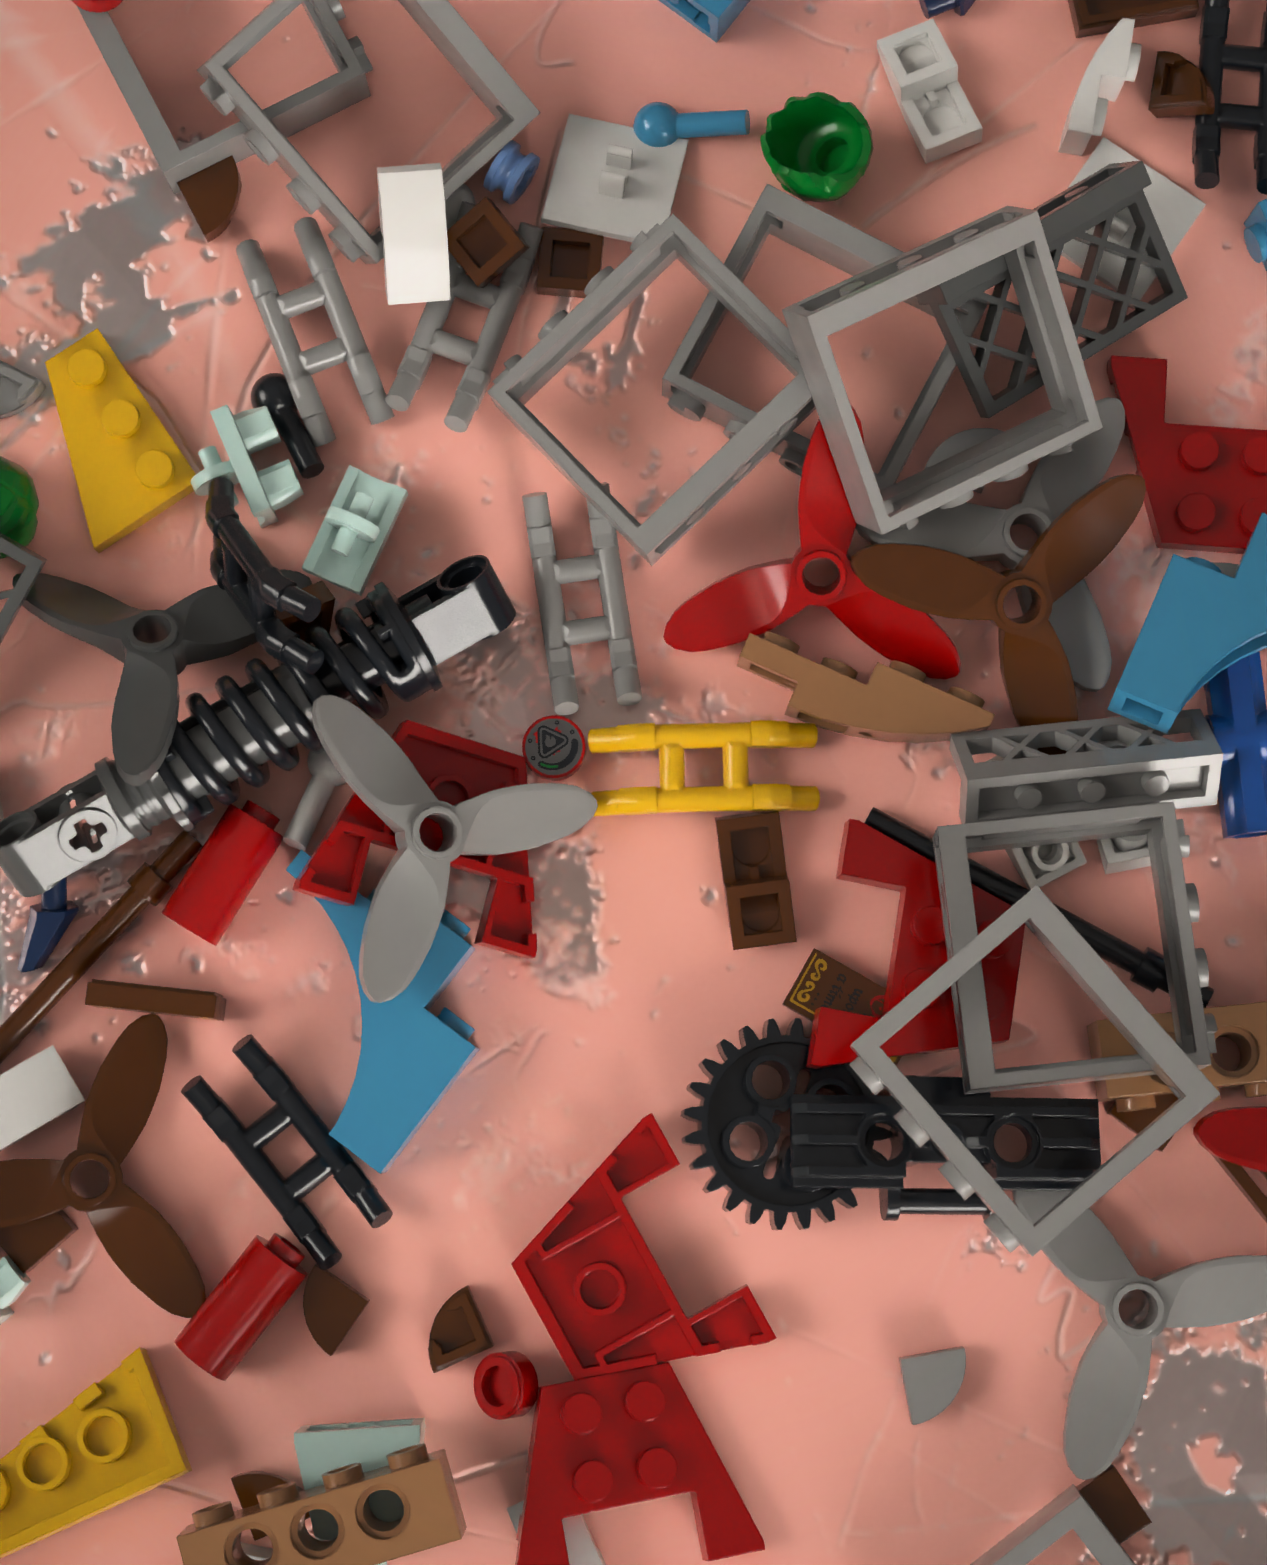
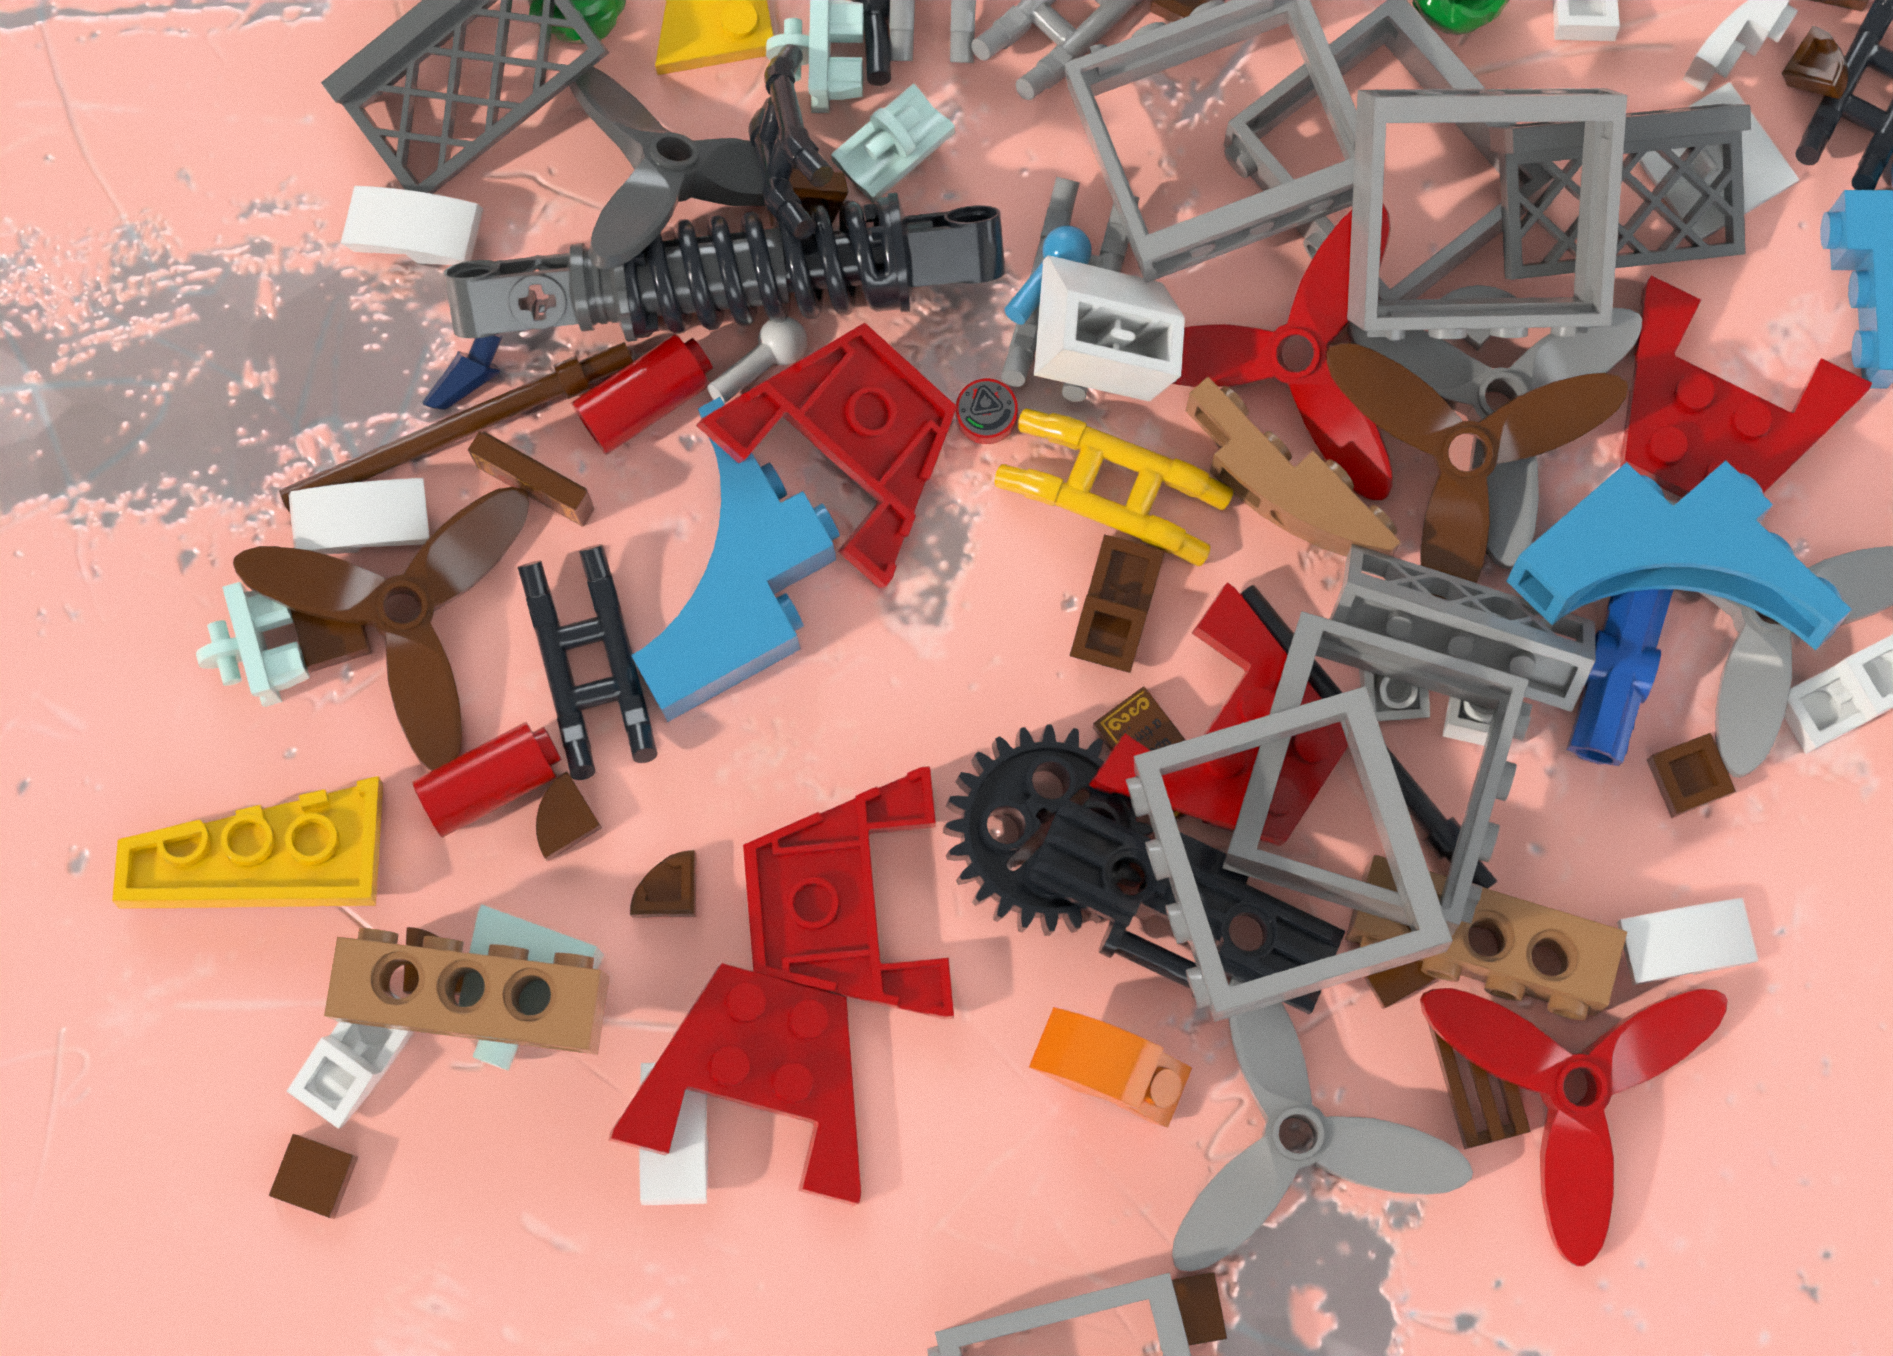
camera: 25 degrees right, 5 degrees down
(415, 884) = (890, 442): light grey piece -> none
(505, 1385) = (689, 952): red tile -> none
(562, 566) = (1062, 242): none -> dark azure bar
(637, 627) = (1107, 330): none -> white slope
(932, 1381) = (1079, 1122): light grey tile -> none
(939, 1322) = (1111, 1065): none -> orange brick

